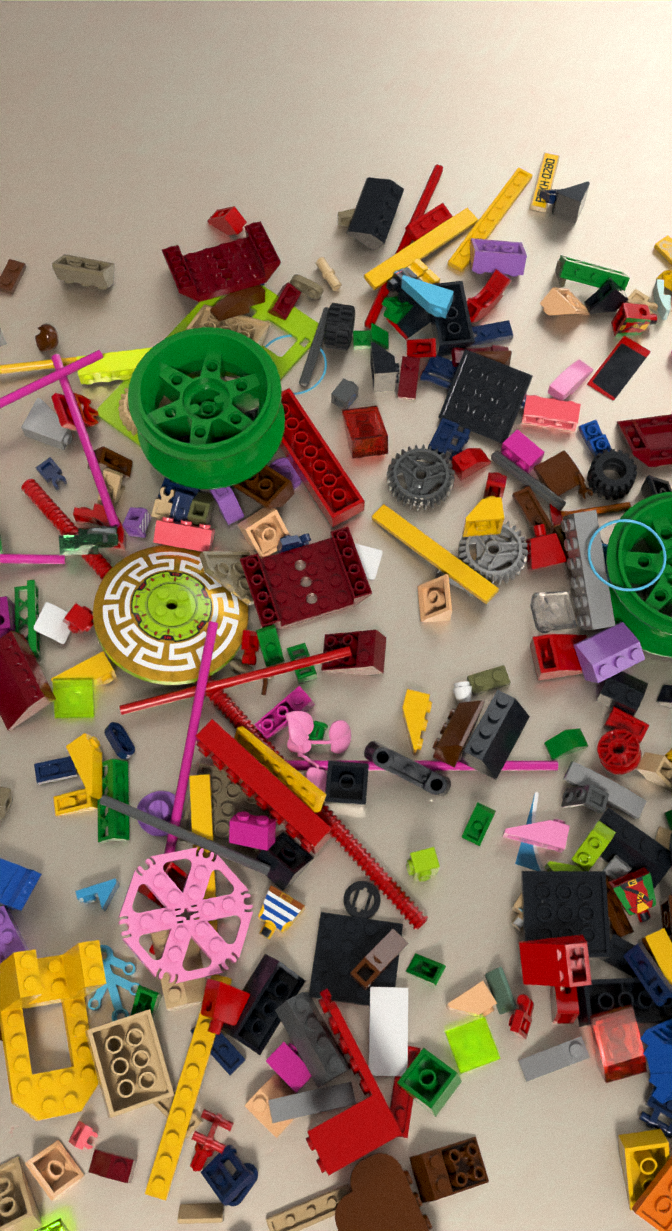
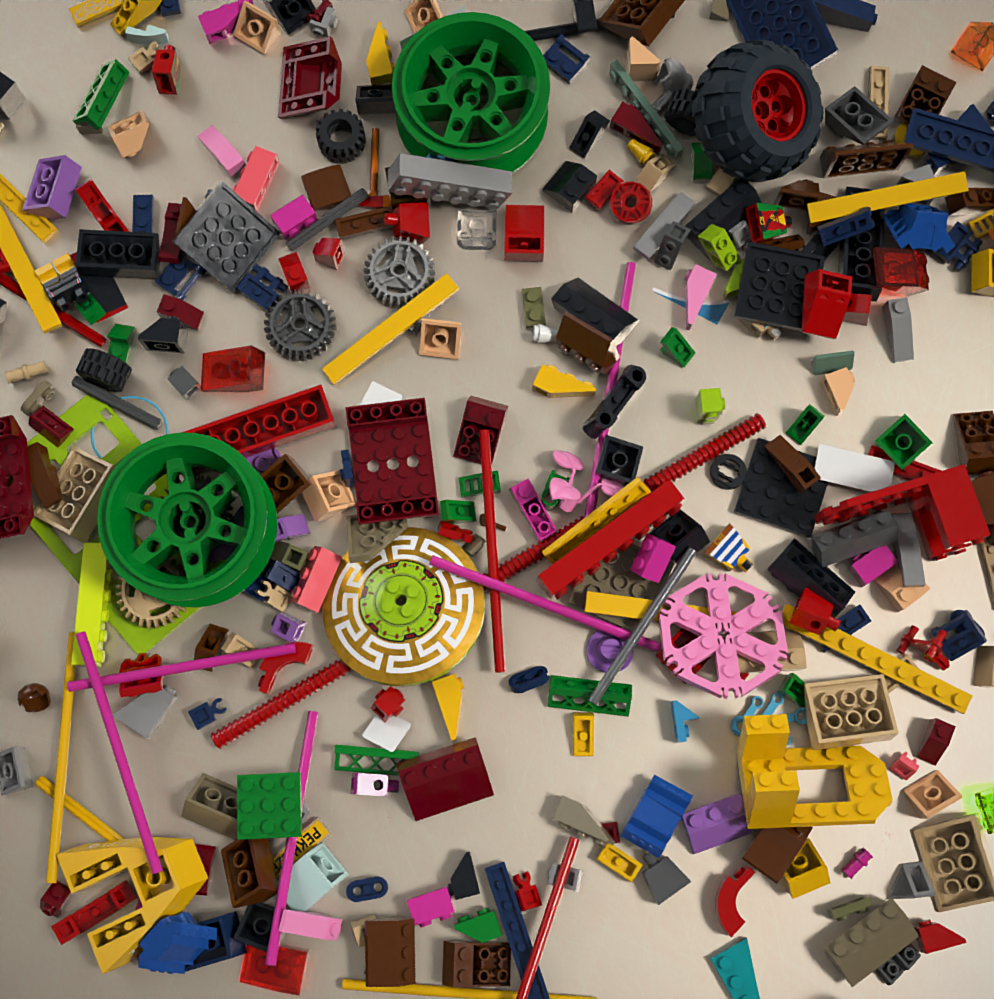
camera: 80 degrees left, 10 degrees up
(55, 770) = (547, 749): dark blue plate -> none
(74, 697) = (475, 719): clear neon green tile -> none
(88, 540) = (305, 679): clear green plate -> none
(88, 762) = (546, 713): yellow slope -> none
(421, 348) = (152, 288): red slope -> none
(429, 296) = (97, 264): medium azure slope -> none
(472, 1045) = (876, 399): clear neon green tile -> none
(485, 518) = (371, 264): yellow slope -> none
(521, 1020) = (865, 349): red plate -> none
(565, 743) = (612, 250): green slope -> none
(583, 489) = (349, 168): reddish brown hand -> none
(594, 438) = (293, 144): blue slope -> none
(606, 299) = (134, 89): black slope -> none
(608, 653) = (535, 186): medium lavender slope -> none
(618, 368) = (215, 99): black sticker -> none
(619, 588) = (447, 171): medium azure piece -> none

